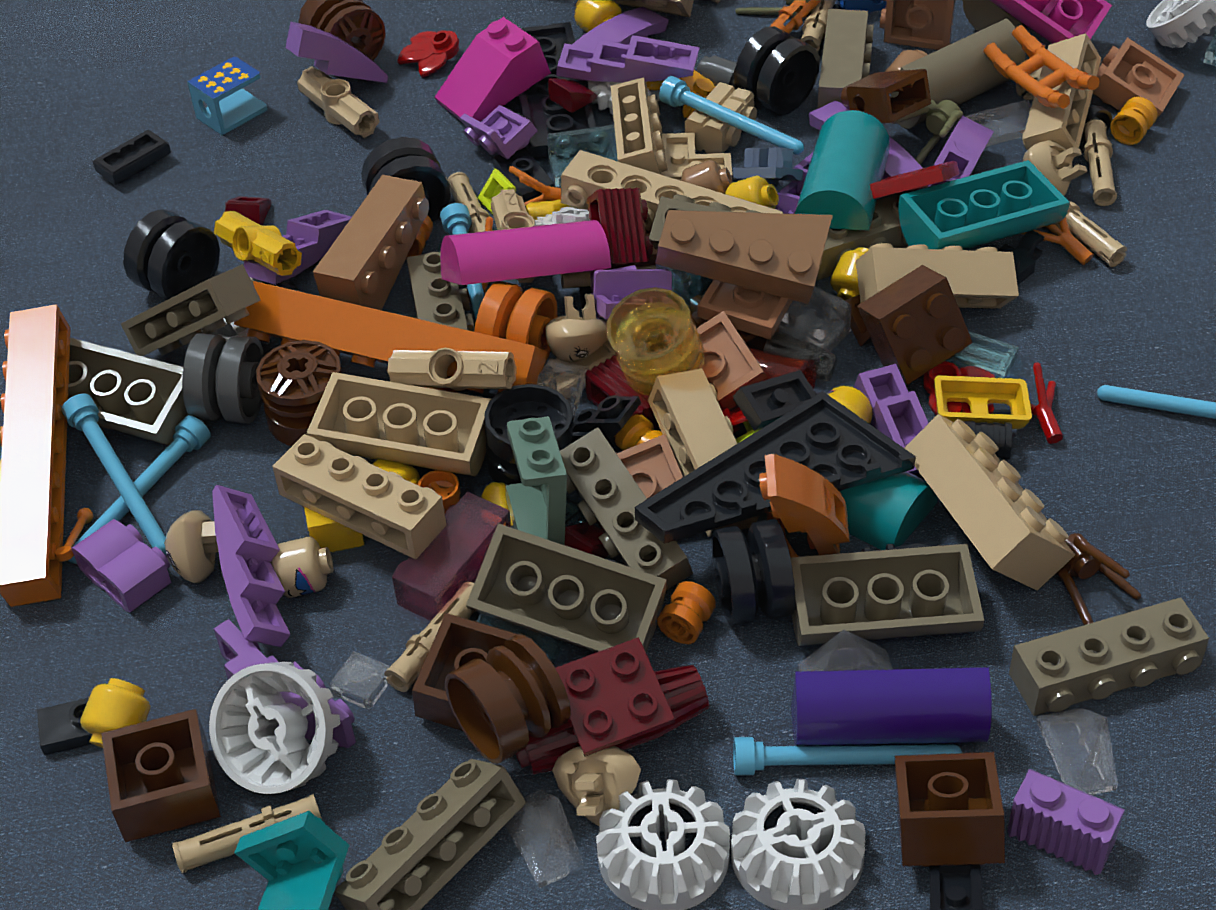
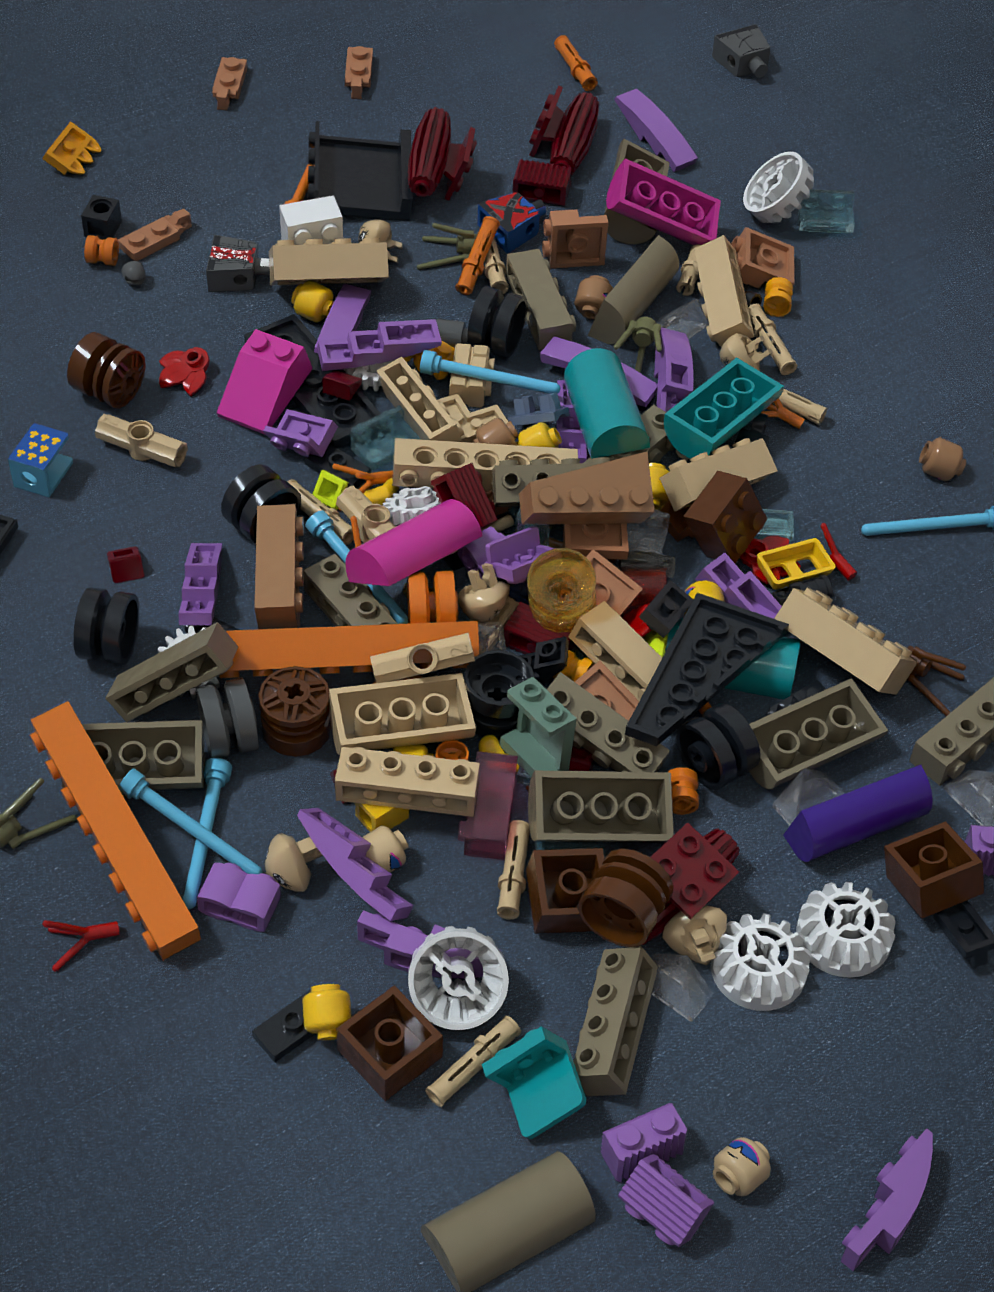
camera: 30 degrees left, 5 degrees up
(65, 552) = (190, 901): orange hinge -> none
(258, 243) = (182, 594): yellow piece -> none
(331, 54) = (119, 399): medium lavender slope -> none
(360, 680) = (479, 916): clear plate -> none
(753, 756) = (781, 879): medium azure piece -> none
(805, 503) = (742, 687): orange slope -> none
(873, 96) = (602, 326): reddish brown torso -> none
(914, 180) = (664, 396): red plate -> none
(1038, 58) = (701, 264): orange piece -> none

